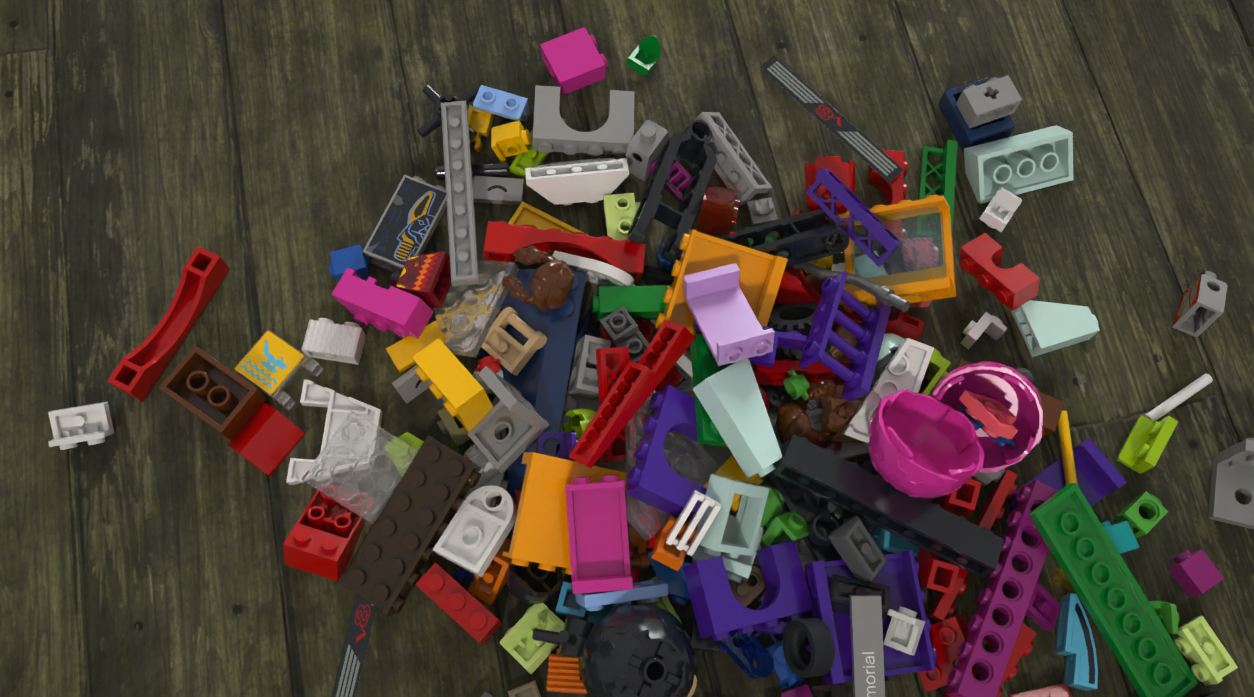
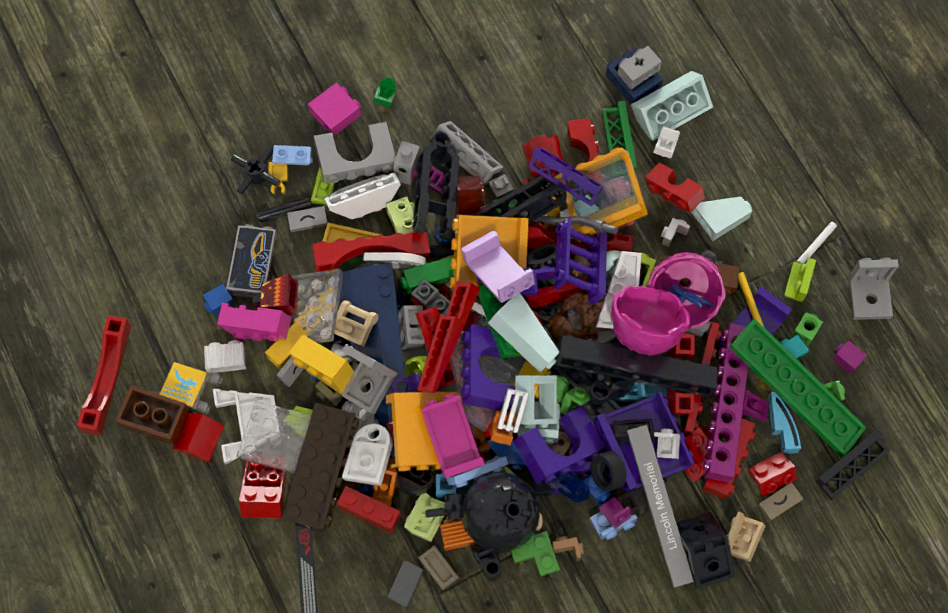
camera: 15 degrees left, 0 degrees up
(80, 424) = (64, 462): white bracket -> none
(459, 194) = (284, 228): light grey tile -> none
(490, 362) = (341, 343): red plate -> none
(510, 140) = (306, 180): yellow brick -> none
(549, 284) = (371, 276): reddish brown hair -> none
(796, 385) = (556, 302): bright green plate -> none
(832, 119) = (531, 105): black sticker -> none
(858, 549) = (624, 399): dark grey slope -> none
(991, 413) = (689, 287): coral plate -> none
(1203, 651) = (865, 406): yellowish green bracket -> none
(1207, 295) = (817, 167): light grey torso -> none

